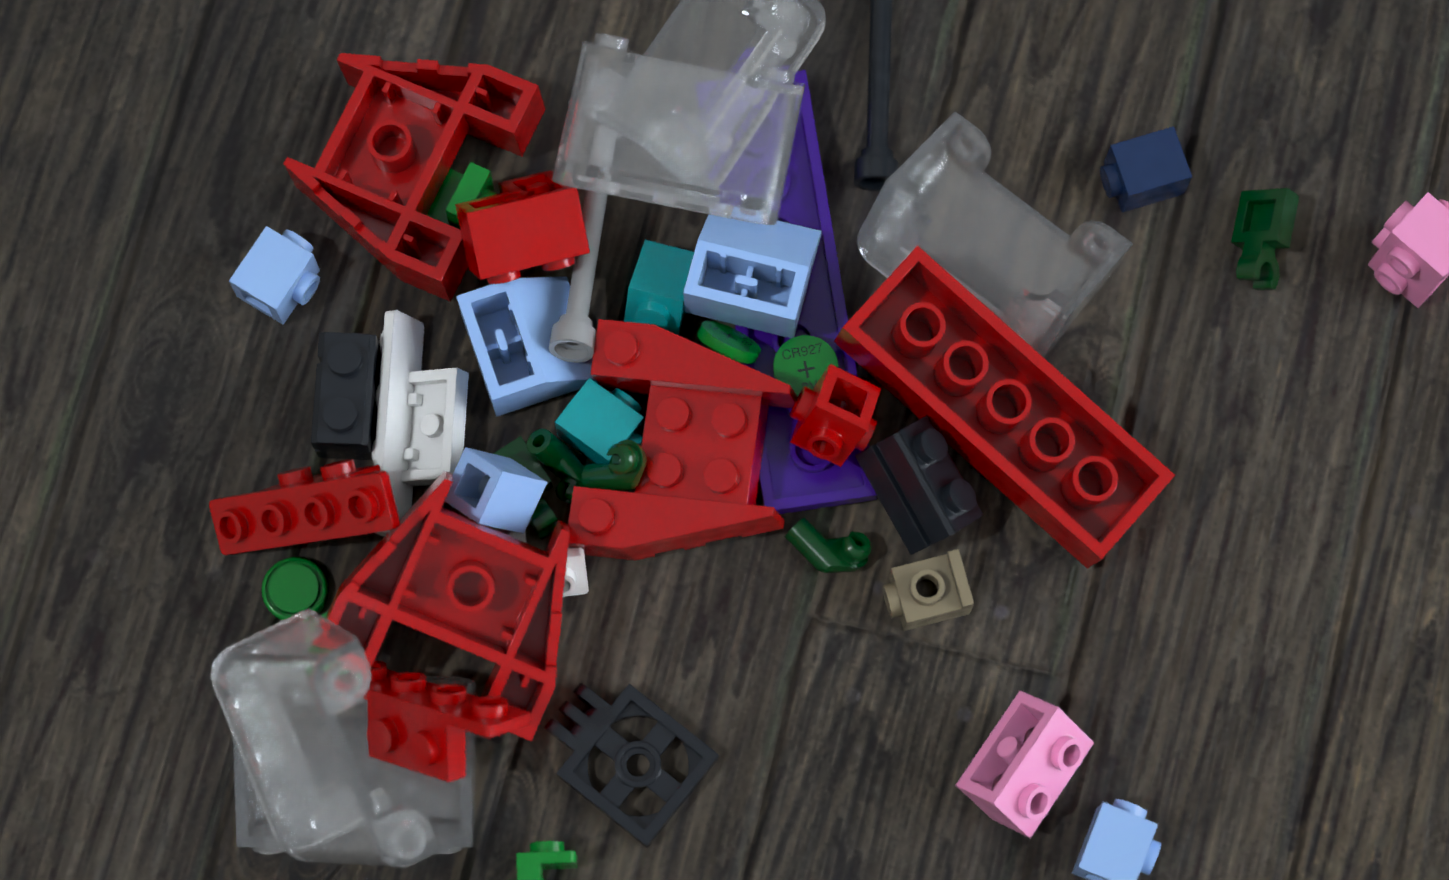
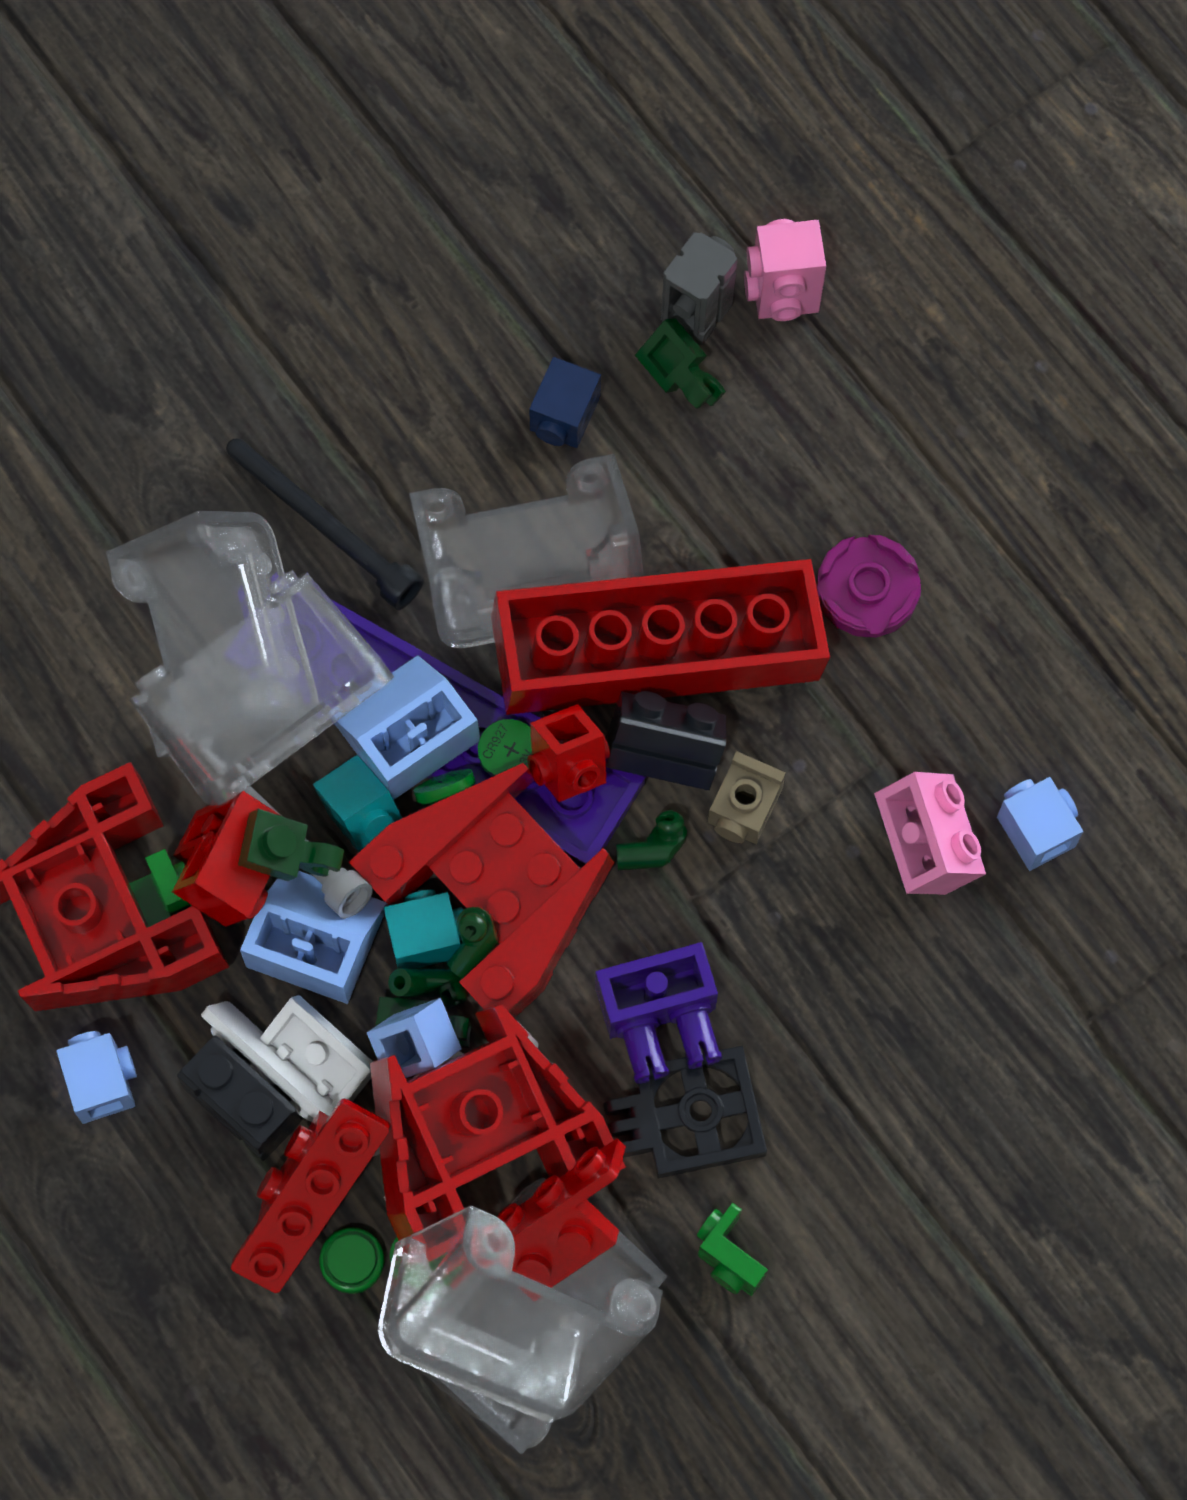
camera: 50 degrees left, 5 degrees down
(556, 255) = (279, 848): none -> dark green plate
(700, 647) = (659, 991): none -> dark purple brick
(1207, 543) = (868, 586): none -> magenta tile
(1342, 191) = (700, 285): none -> dark grey brick

